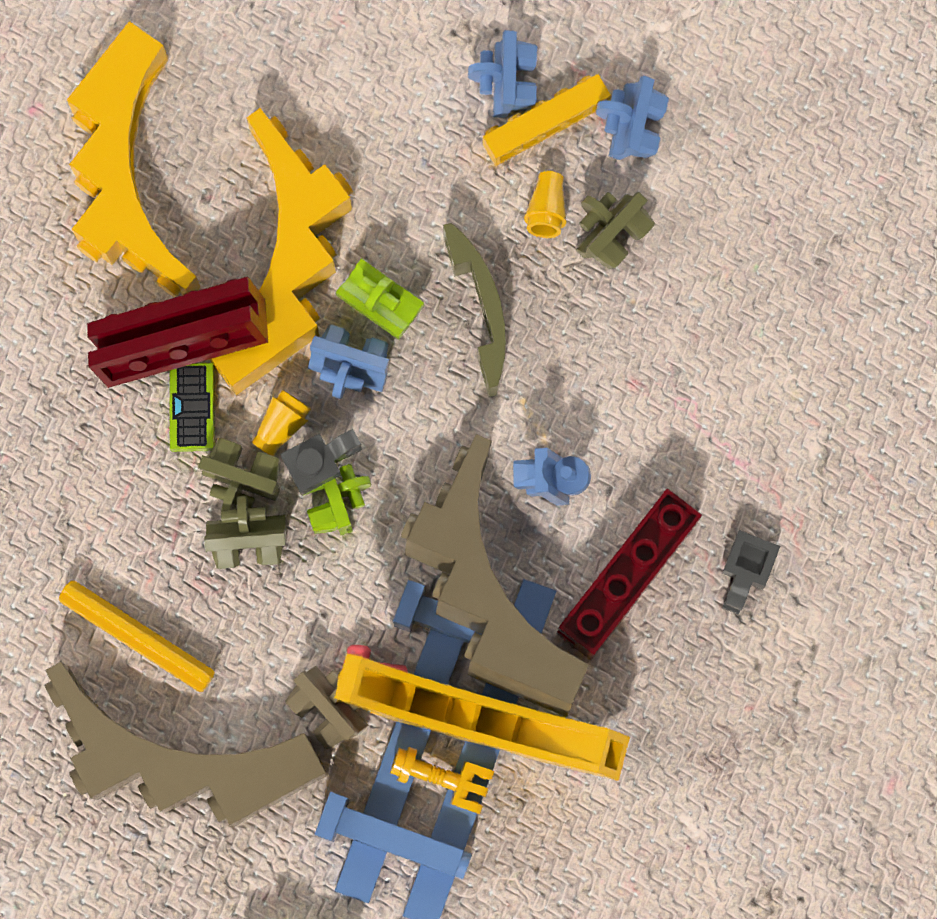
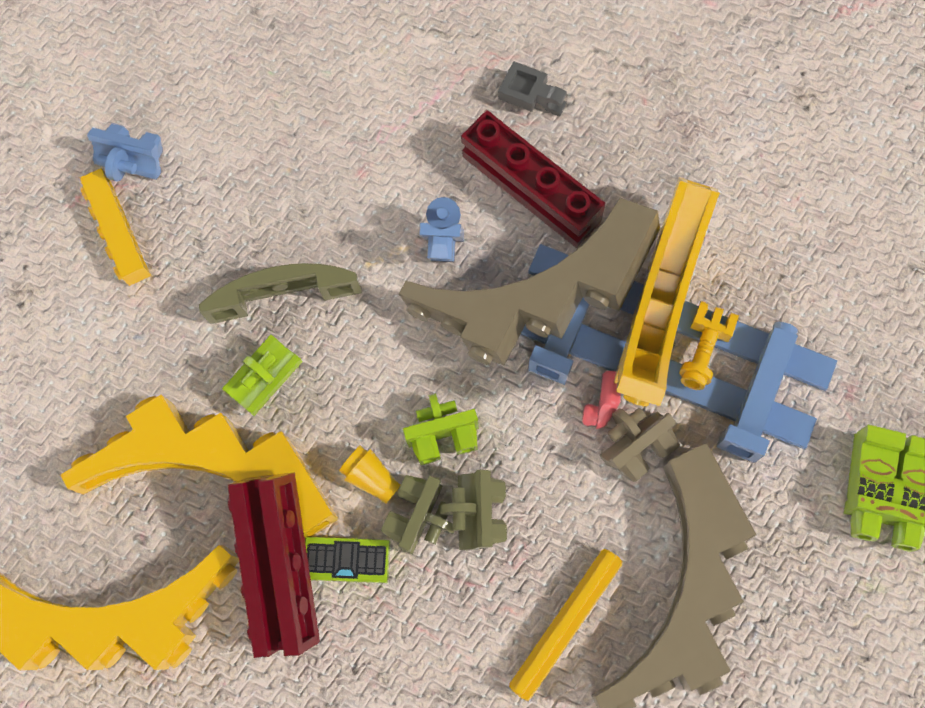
camera: 80 degrees left, 5 degrees down
(314, 463) = (413, 435): dark grey plate -> none
(347, 365) = (321, 410): medium blue hips -> none
(508, 57) = (67, 259): medium blue hips -> none
(547, 208) = (196, 229): yellow cone -> none
(625, 215) = (216, 179): olive hips -> none

